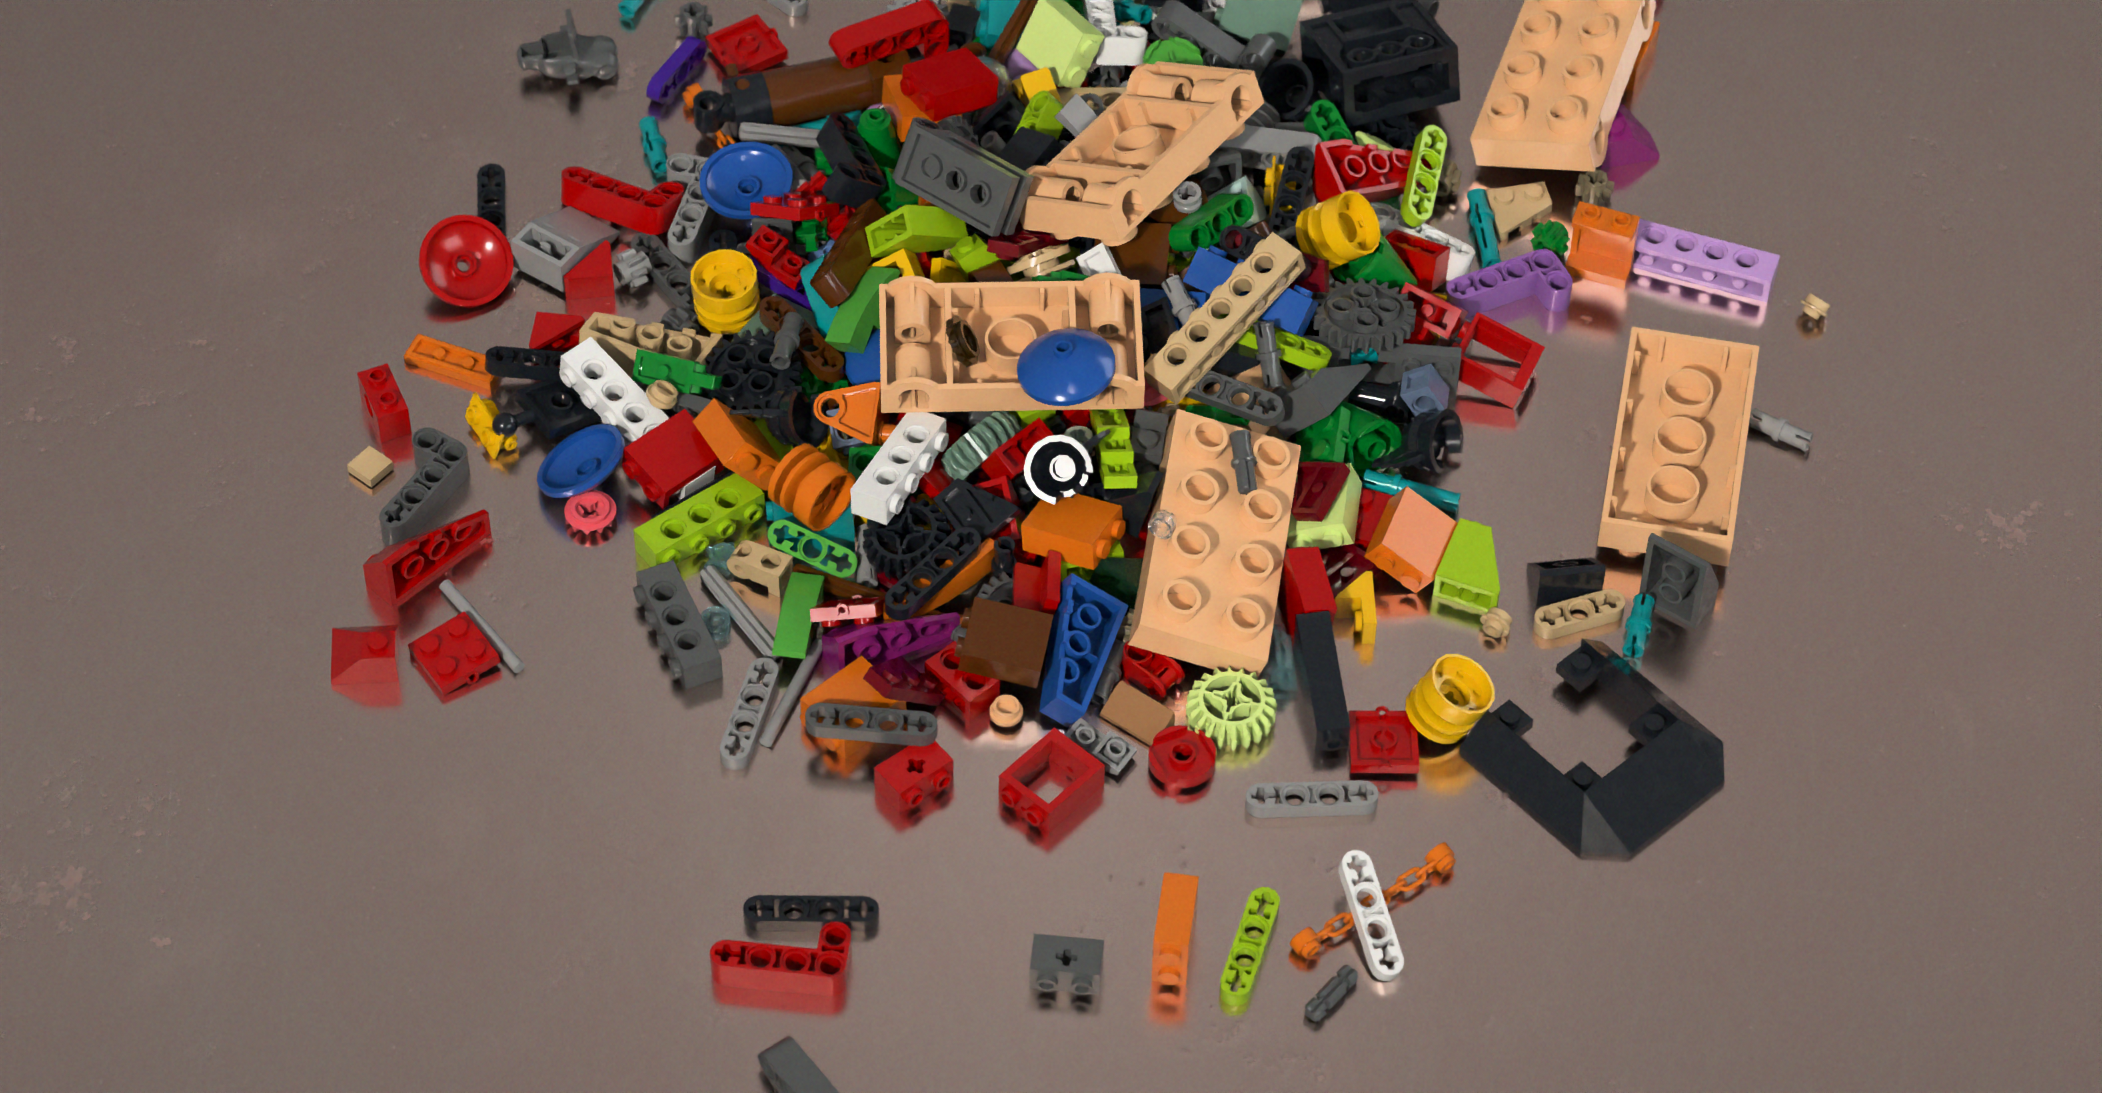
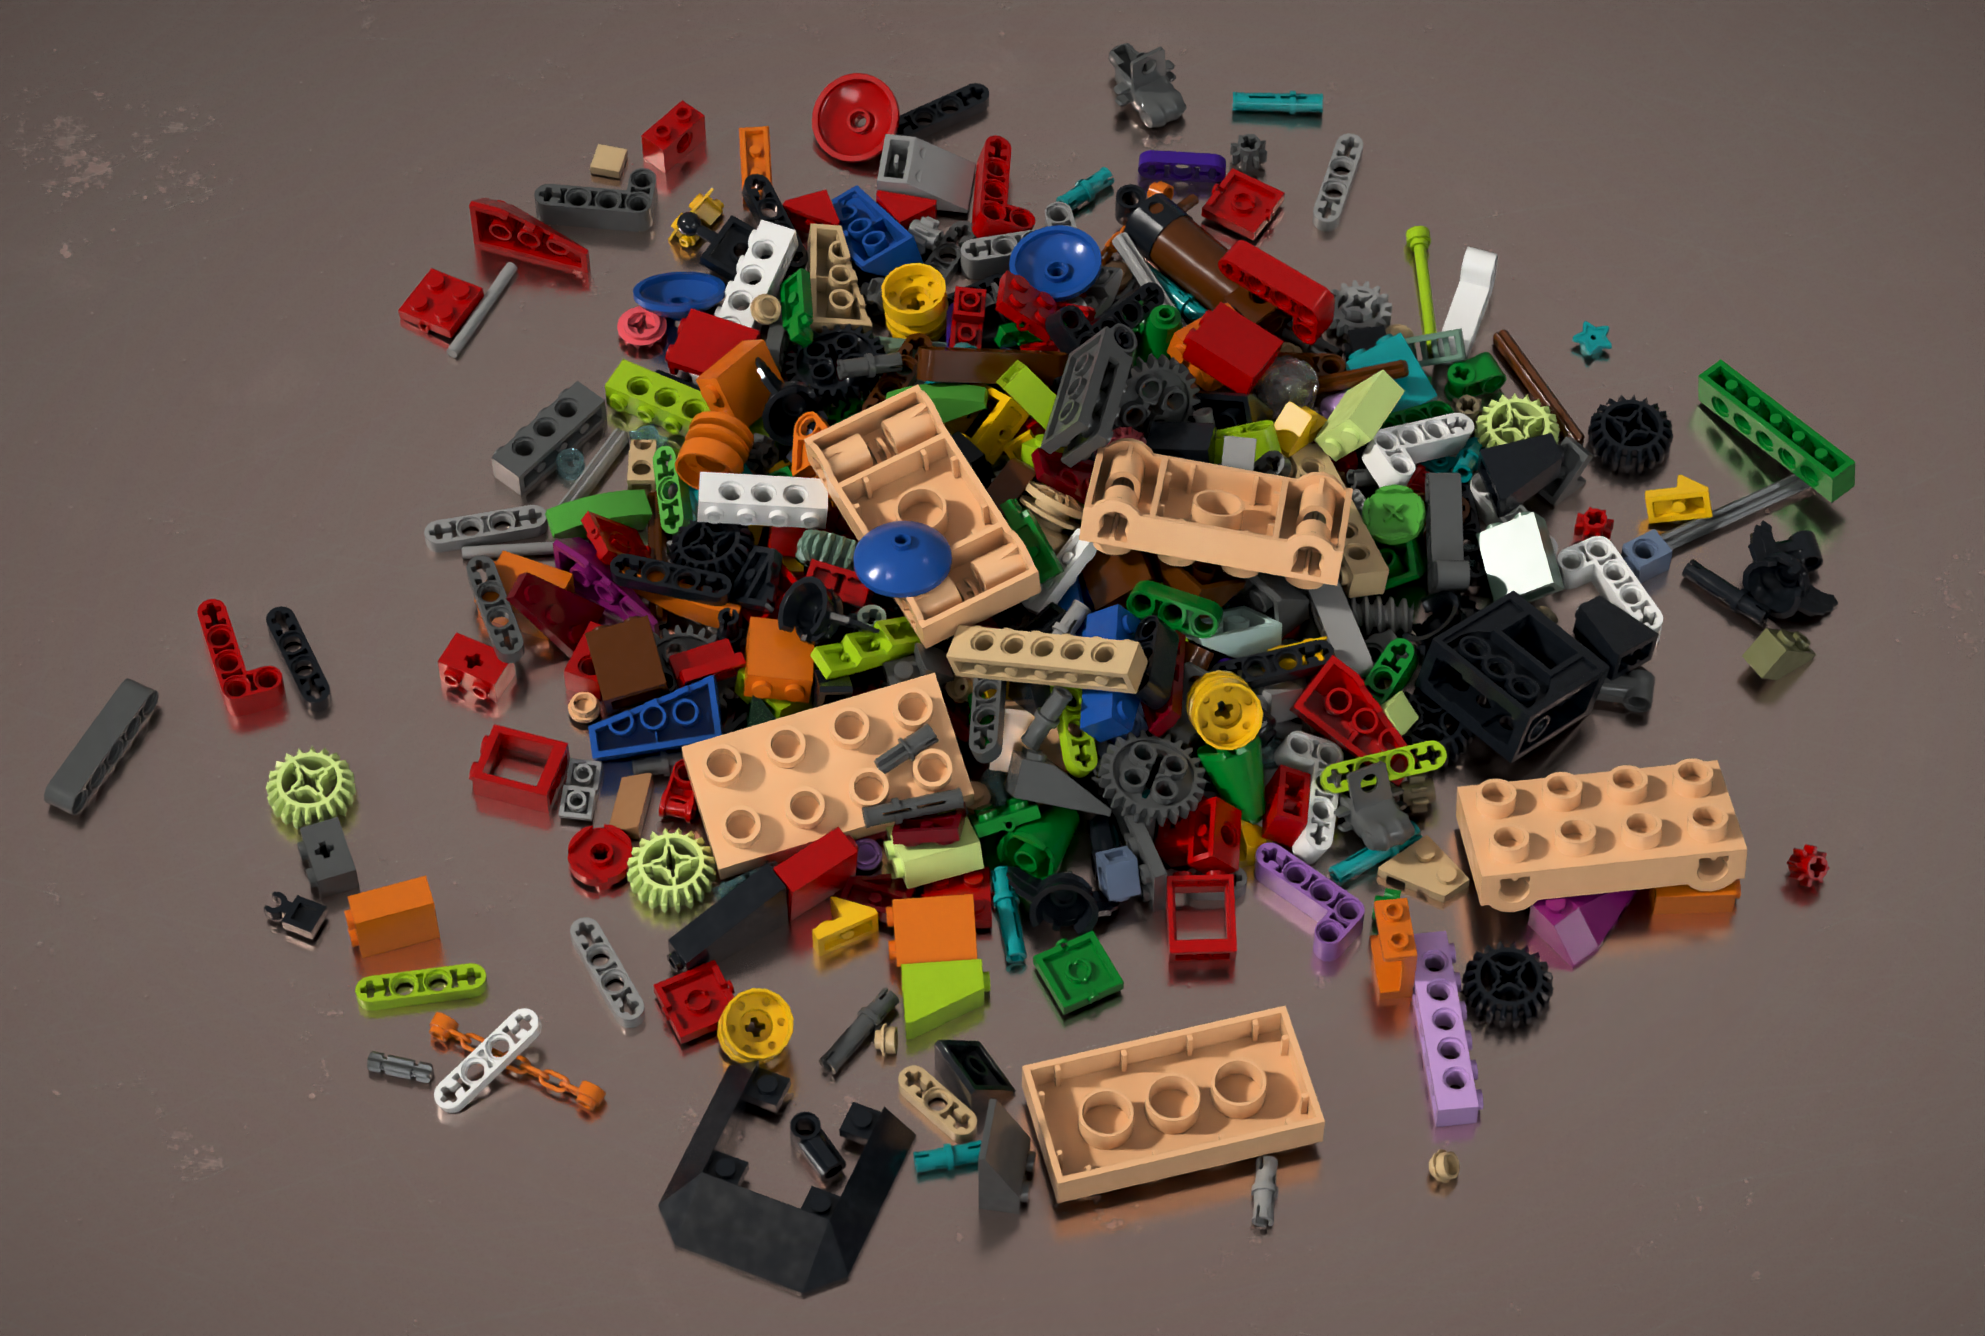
camera: 65 degrees right, 5 degrees up
(365, 654) = (412, 248): red slope -> none
(627, 293) = (873, 235): none -> blue wedge
(960, 964) = (315, 777): none -> yellowish green gear
(962, 341) = (893, 480): dark brown gear -> none
(1116, 1010) = (299, 916): none -> black plate
(1155, 524) = (794, 713): clear hinge -> none
(1193, 202) = (1184, 584): light grey bush -> none
(1294, 499) = (874, 815): none -> dark grey pin
(1462, 205) = (1373, 810): none -> dark grey piece
(1469, 628) = (867, 1021): none -> dark grey pin
(1498, 466) = (1078, 972): none -> green plate
(1573, 711) = (817, 1147): none -> black piece
(1594, 187) = (1484, 923): dark tan gear -> none
(1663, 195) = (1506, 974): none -> black gear

